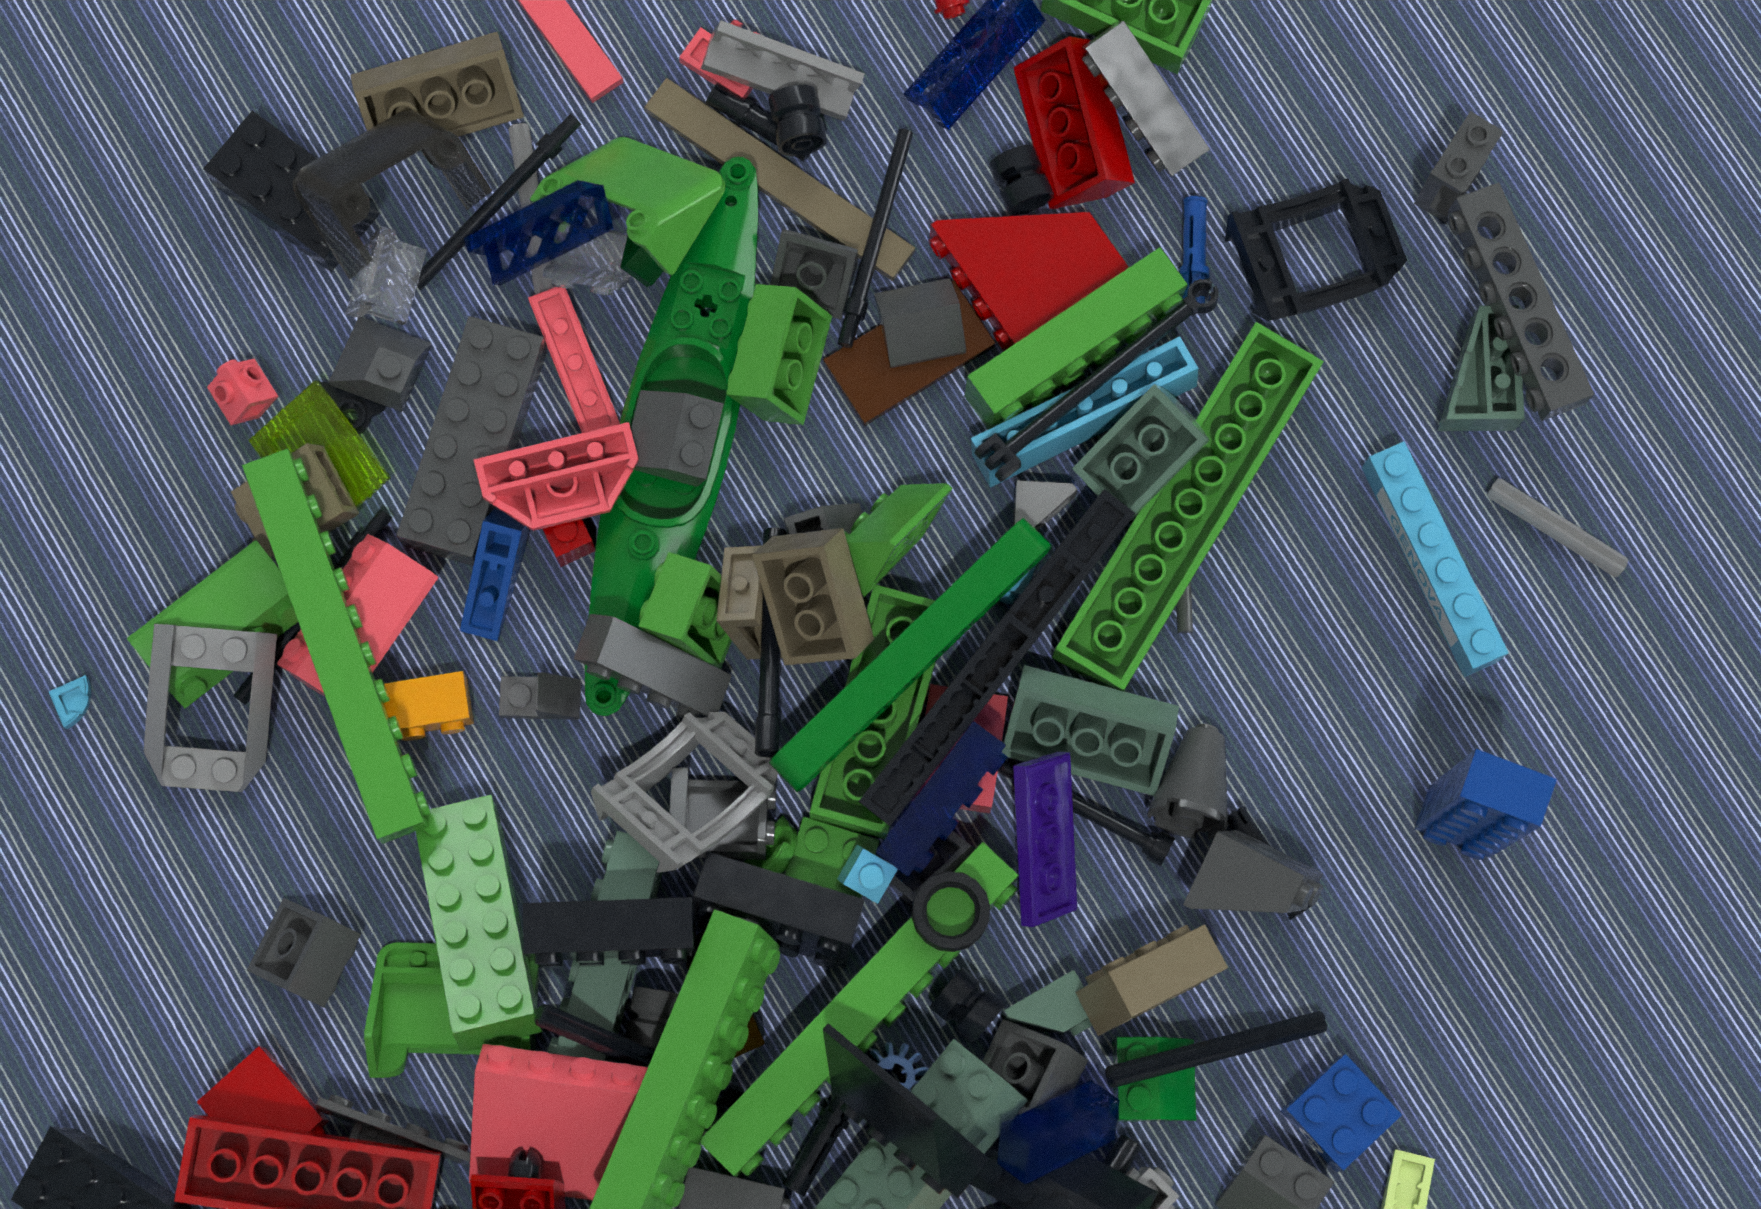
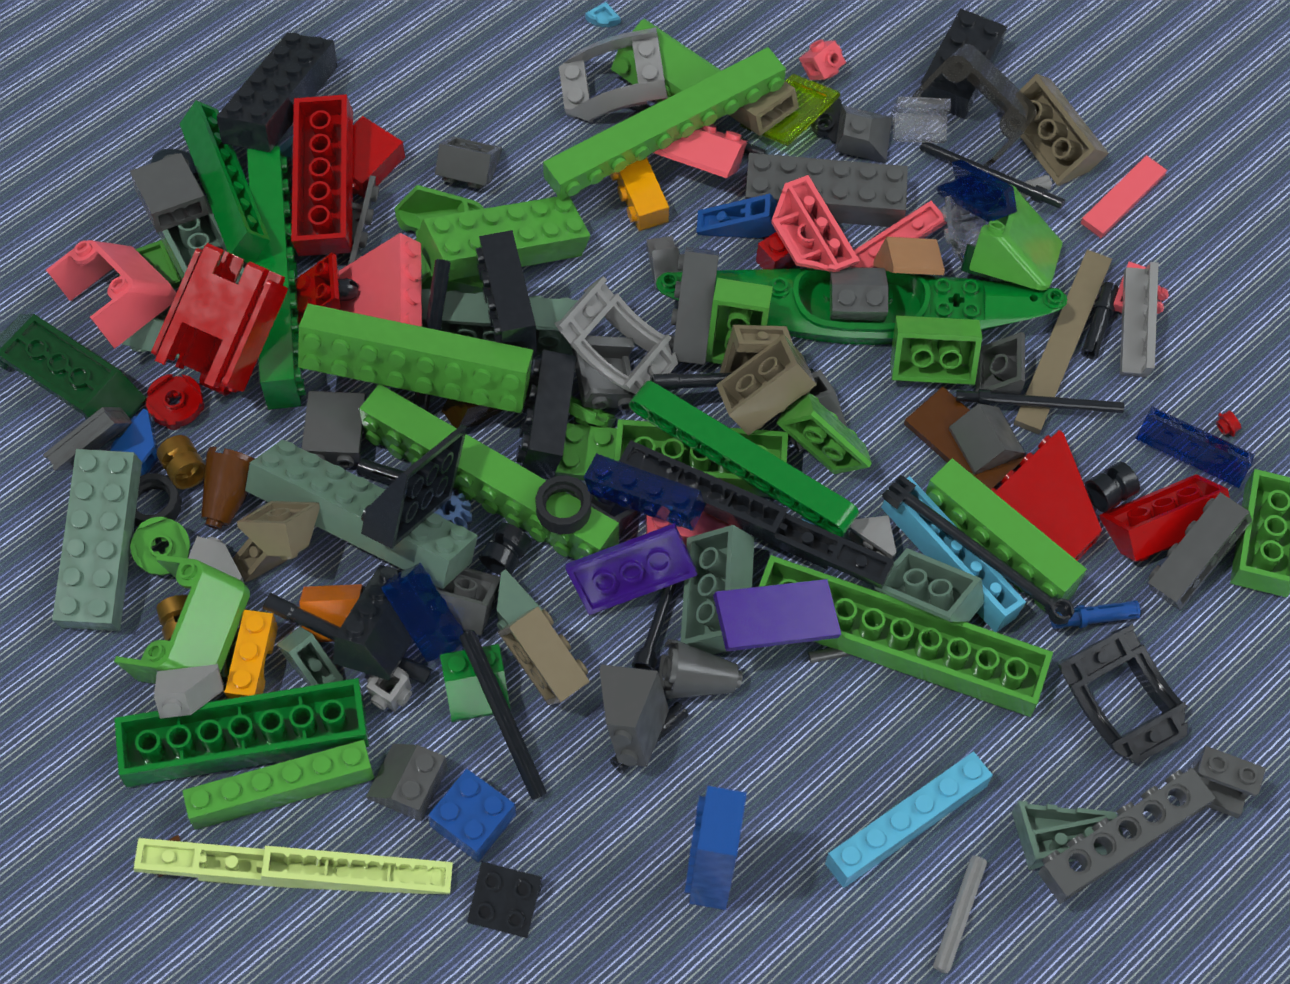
camera: 80 degrees right, 15 degrees down
(631, 351) = (910, 256): none -> medium nougat slope
(797, 114) = (1107, 330): black wheel -> none
(867, 874) = (578, 460): medium azure brick -> none
(1157, 660) = (776, 615): none -> dark purple tile
(1455, 1089) = (504, 899): none -> black hinge

